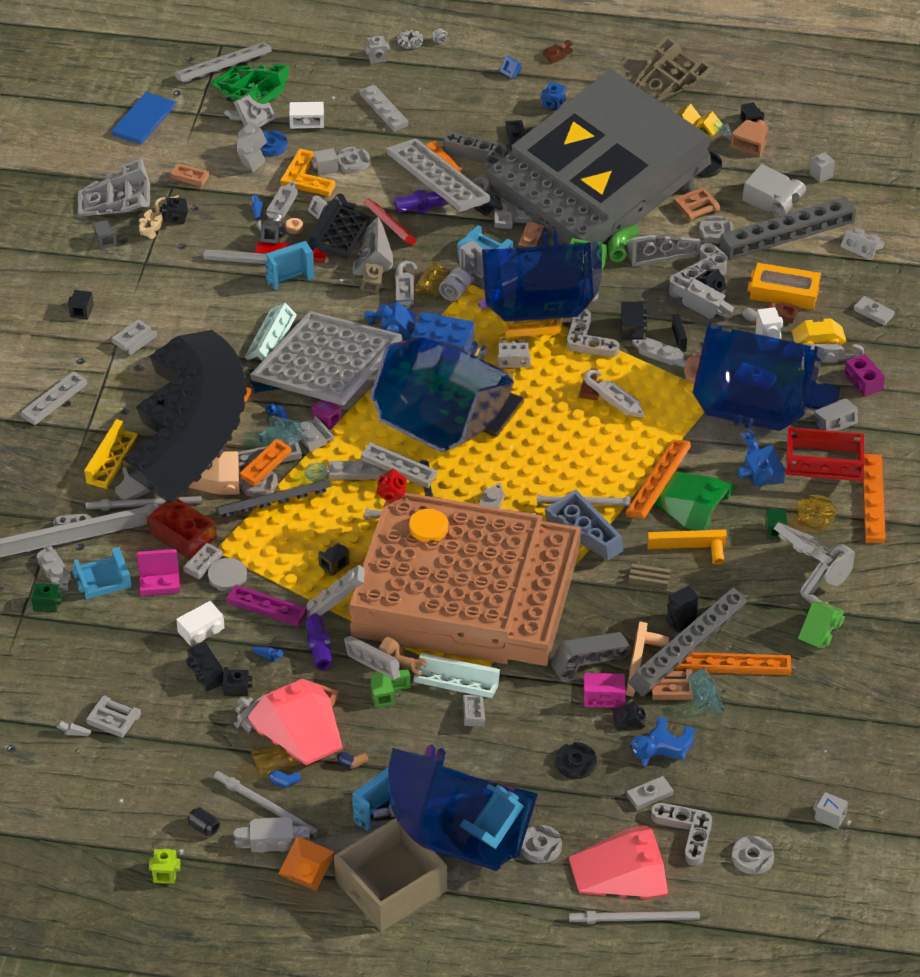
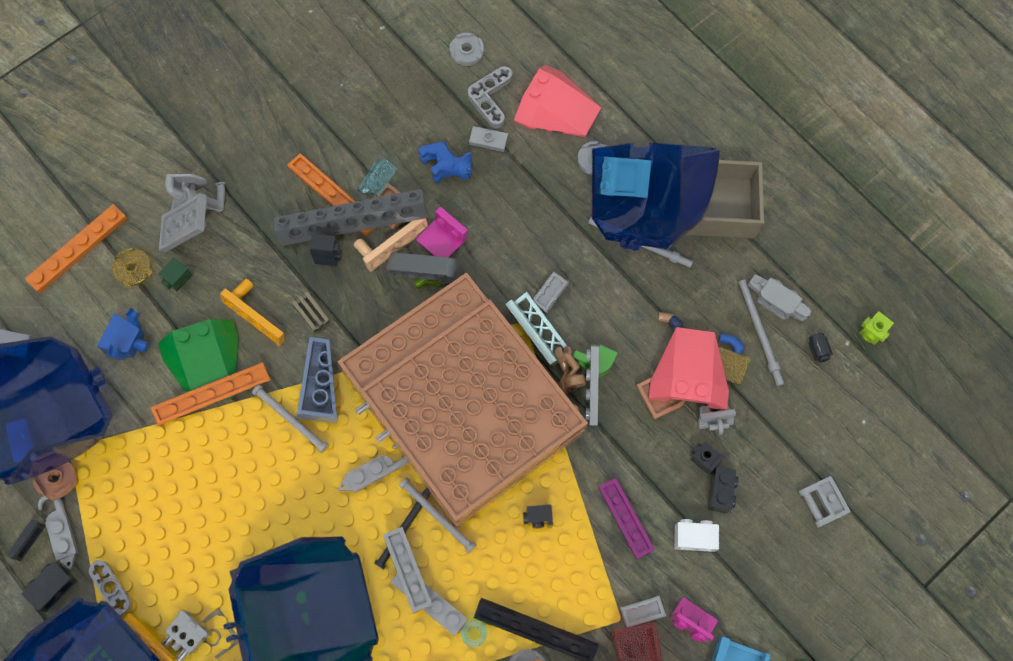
camera: 145 degrees left, 25 degrees up
(73, 729) = (863, 515): light grey bar -> none
(226, 573) = (631, 581): light grey tile -> none
(268, 653) = (658, 469): blue bar -> none
(306, 863) = (773, 254): orange slope -> none
(318, 642) = (613, 446): dark purple piece -> none
(336, 592) = (576, 463): light grey plate -> none
(370, 797) = (685, 266): dark azure panel -> none
(391, 486) = (459, 510): red brick -> none
(428, 525) = (459, 450): light orange tile -> none
(576, 760) = (513, 201): black tile -> none
(586, 391) = (163, 536): copper plate -> none
(592, 917) = (609, 82): light grey bar -> none
(614, 395) = (156, 506): light grey plate -> none
(628, 715) = (447, 201): black bracket -> none
(819, 624) = (241, 161): bright green brick -> none
(825, 467) = (93, 284): red window -> none
(830, 810) = (388, 34): light grey brick -> none

